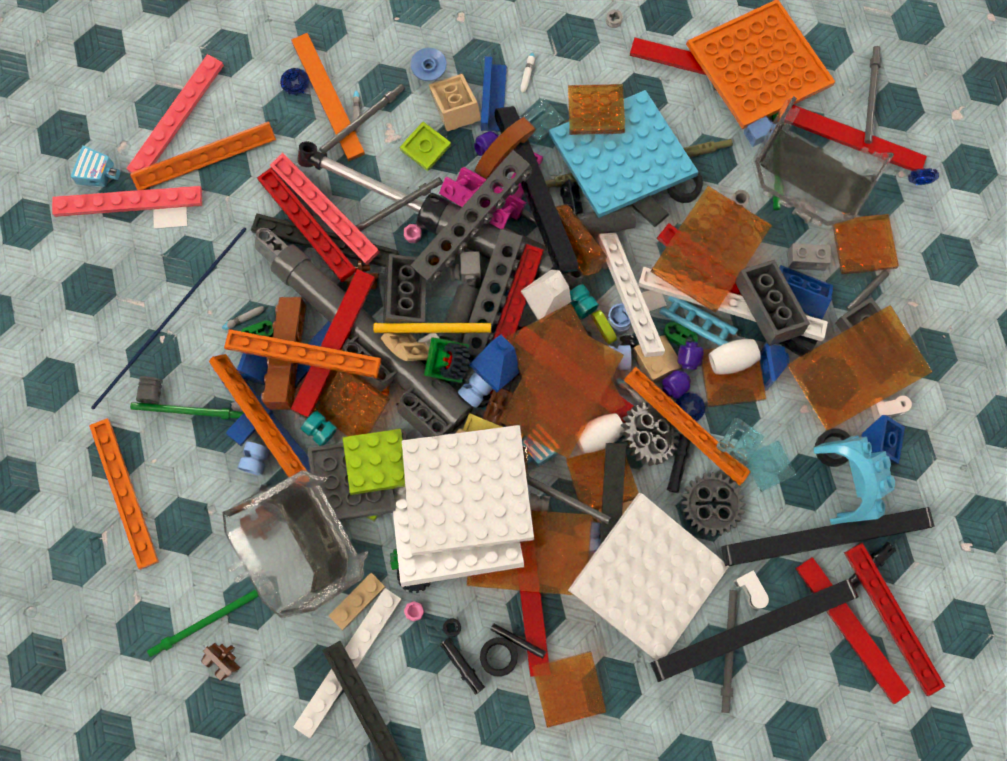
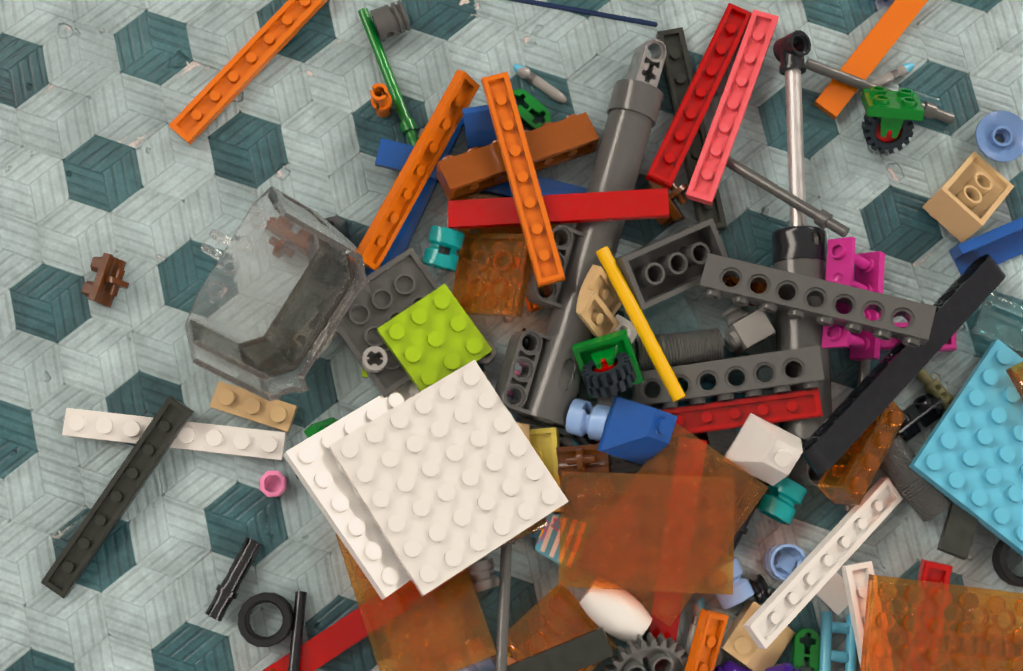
camera: 60 degrees right, 5 degrees up
(168, 642) = (101, 207): green bar -> none
(202, 419) = (380, 101): none -> orange pin
(253, 458) = (366, 189): light blue wheel -> none
(363, 501) = (374, 350): none -> light grey bush
(382, 120) = (890, 117): none -> green plate
(412, 233) = (759, 234): bright pink tile -> none
(425, 146) = (886, 190): lime plate -> none
(451, 621) = (269, 547): black bush -> none
(484, 141) = (933, 269): dark purple head -> none
(503, 146) = (940, 290): dark orange slope -> none
(604, 327) = (763, 546): lime beam -> none

